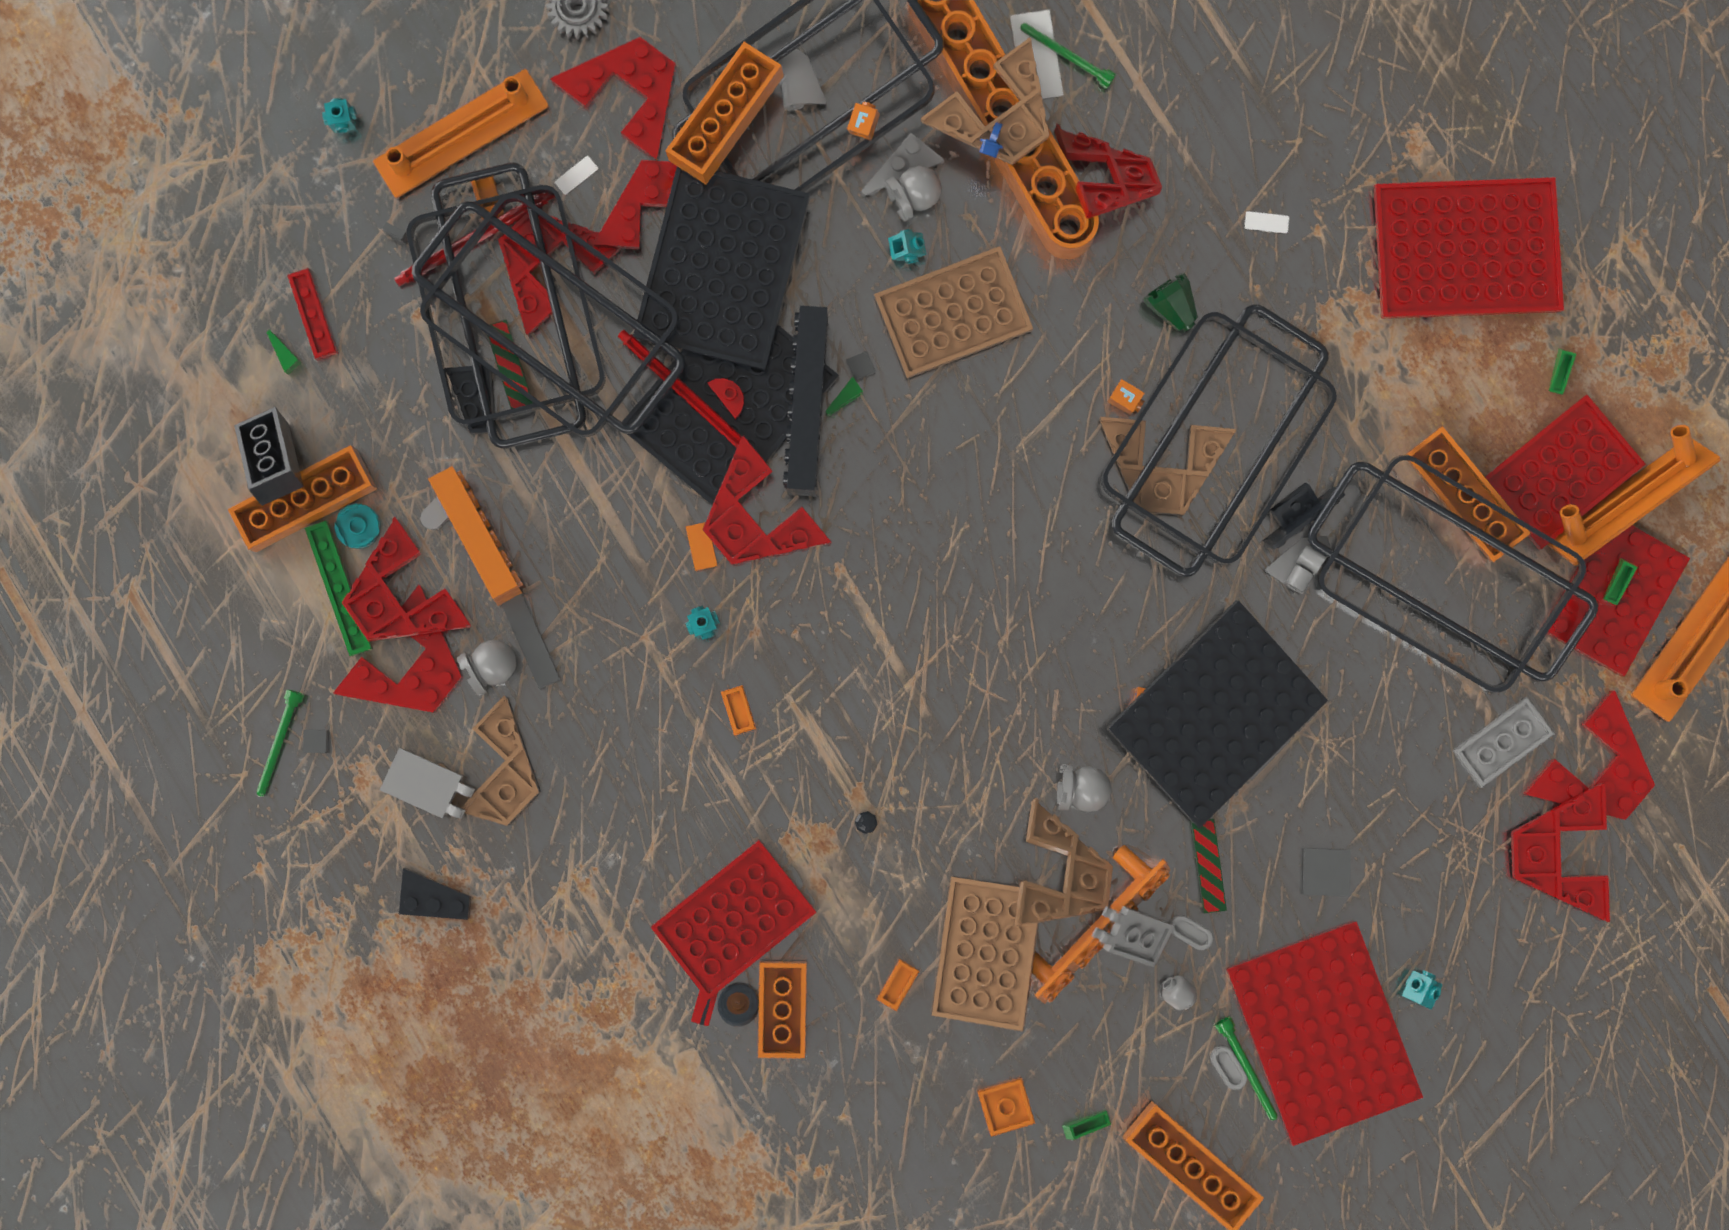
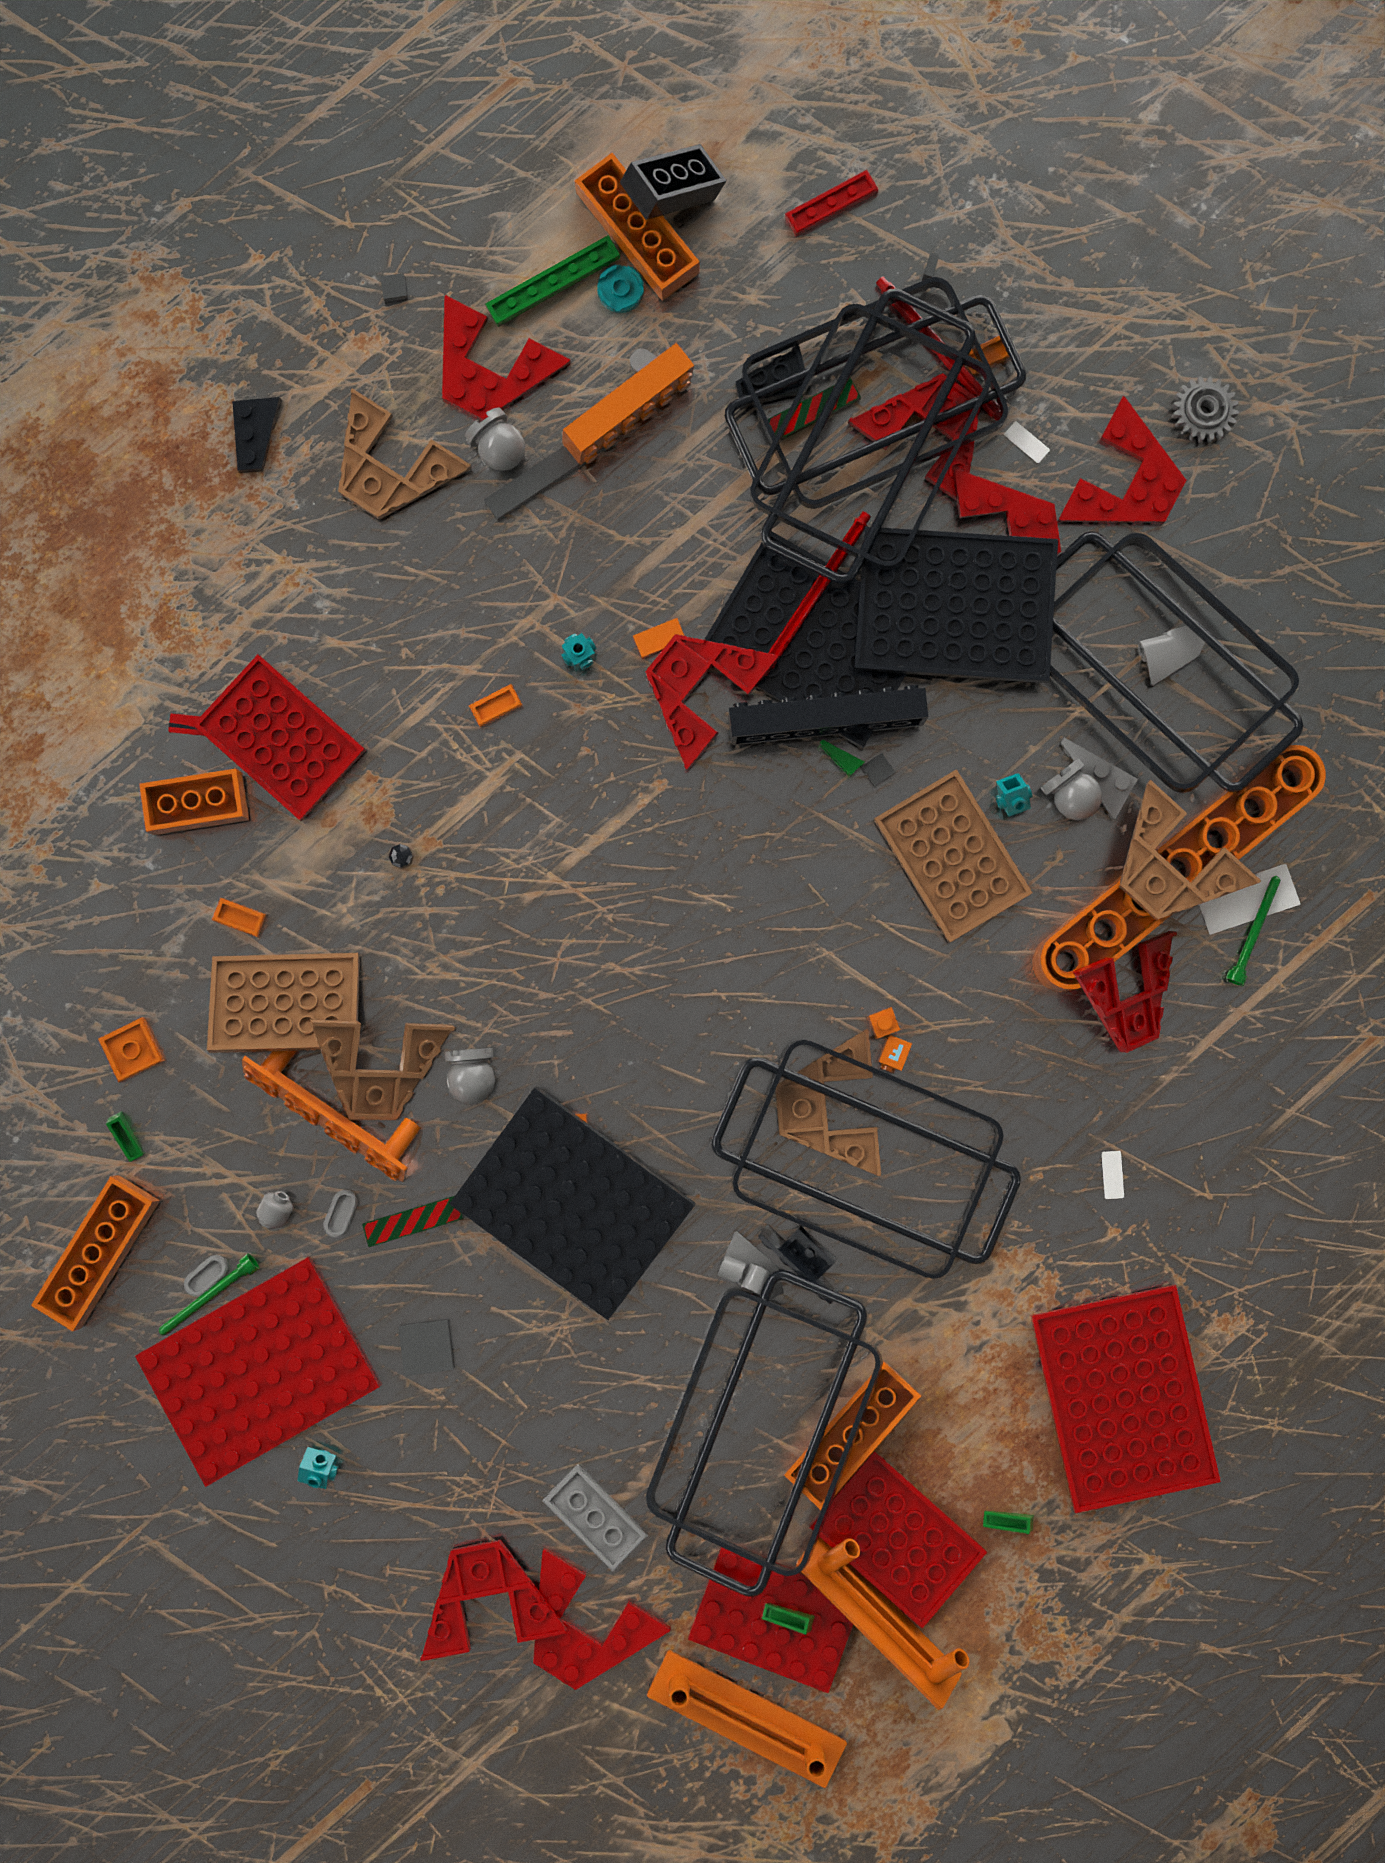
camera: 80 degrees right, 0 degrees up
(286, 357) = (782, 184): green piece -> none
(292, 700) = (430, 256): green piece -> none
(339, 115) = (1042, 189): teal brick -> none
(377, 609) = (536, 320): red wing -> none
(425, 784) = (365, 402): light grey tile -> none
(460, 133) = (1048, 316): orange piece -> none
(725, 113) = (1117, 575): orange brick -> none
(729, 395) = (821, 637): red plate -> none
(738, 1005) = (192, 755): black wheel -> none
(863, 120) = (1137, 721): orange brick -> none
(991, 146) = (1133, 858): blue piece -> none
(1097, 402) = (883, 1023): none -> orange brick
(1135, 935) = (324, 1151): light grey tile -> none
(1174, 303) = (1004, 1087): dark green cone -> none

